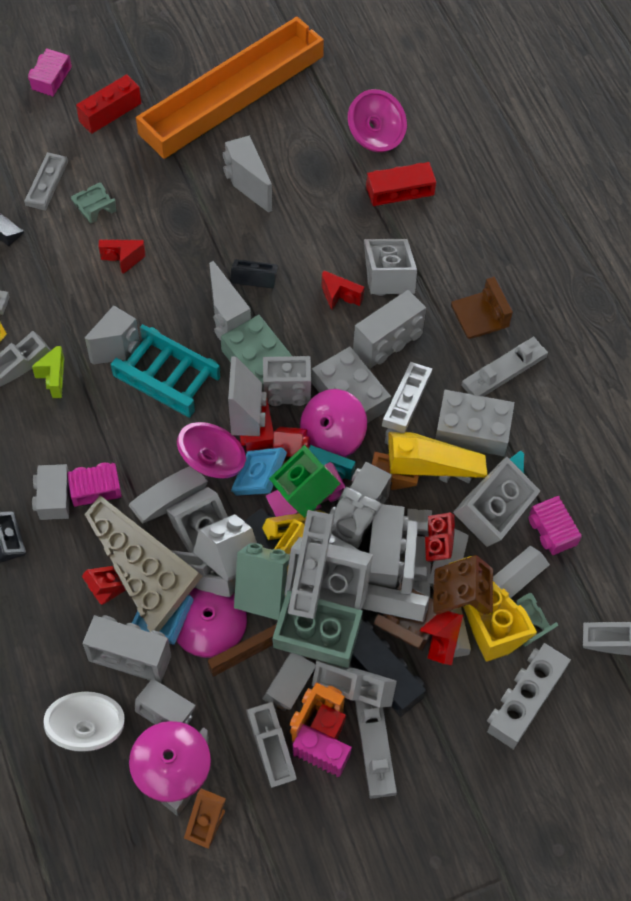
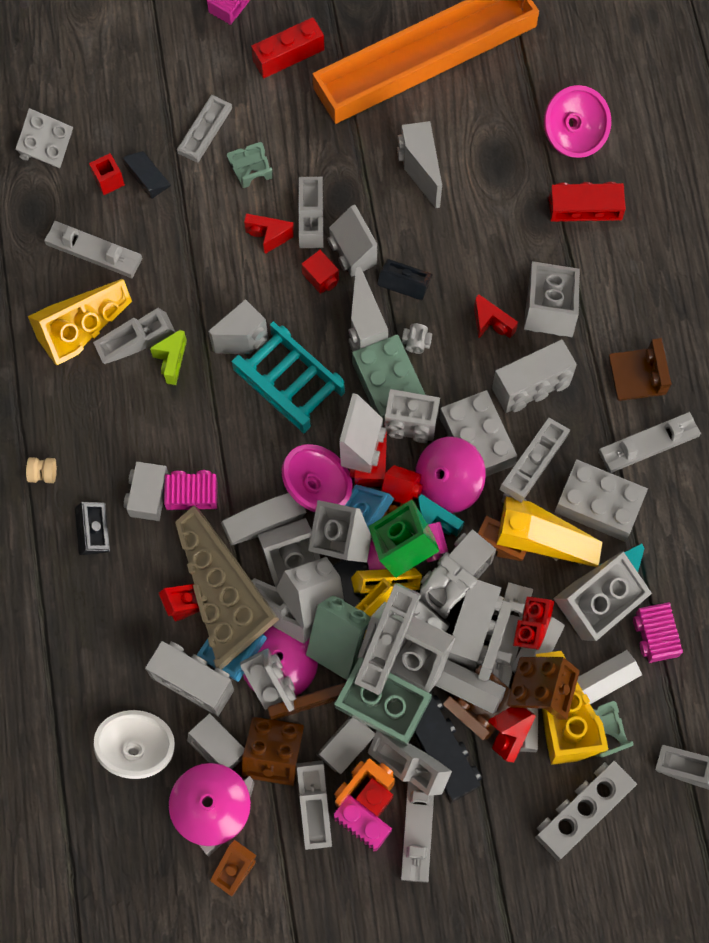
camera: 15 degrees right, 10 degrees up
(157, 232) = (310, 212): none -> light grey slope
(176, 278) = (320, 272): none -> red brick
(201, 245) = (353, 242): none -> light grey slope
(201, 634) = (267, 679): none -> light grey bracket
(220, 703) = (272, 751): none -> reddish brown bracket
(244, 487) = (340, 532): none -> light grey slope
(276, 317) = (416, 338): none -> light grey gear

